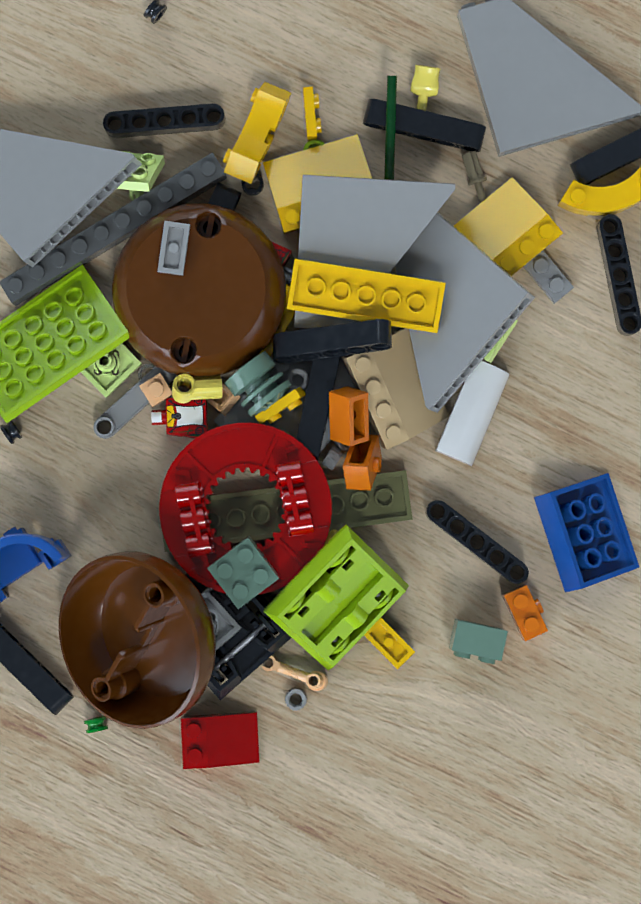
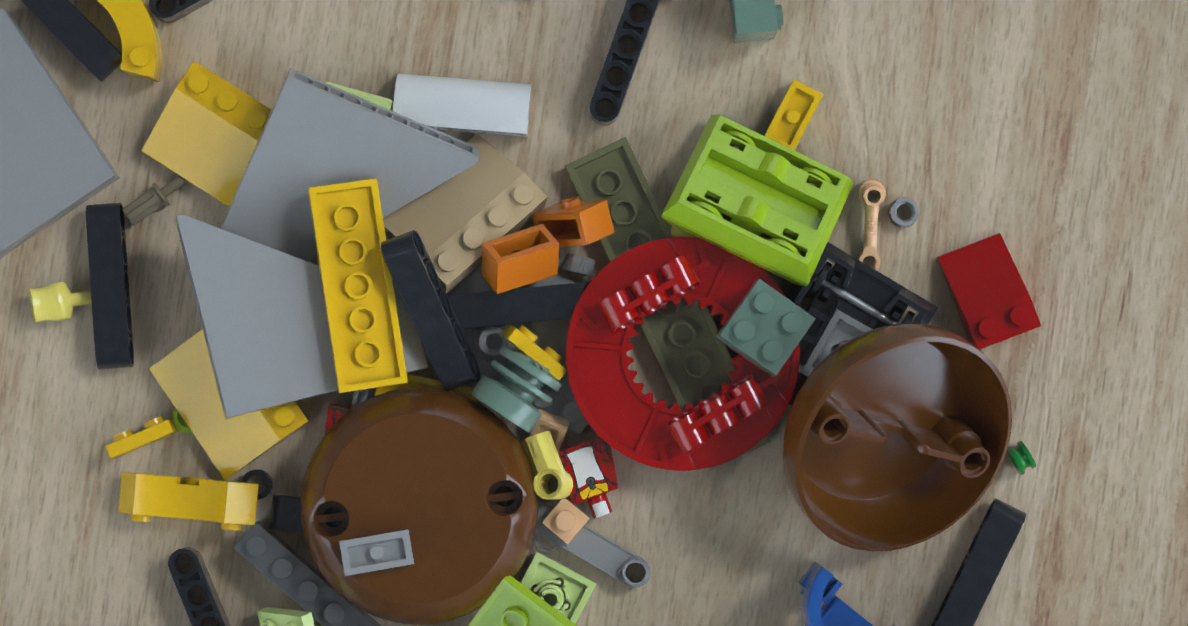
camera: 105 degrees left, 0 degrees up
(390, 127) = (127, 327): dark green bar -> none
(548, 277) = (256, 62): light grey plate -> none

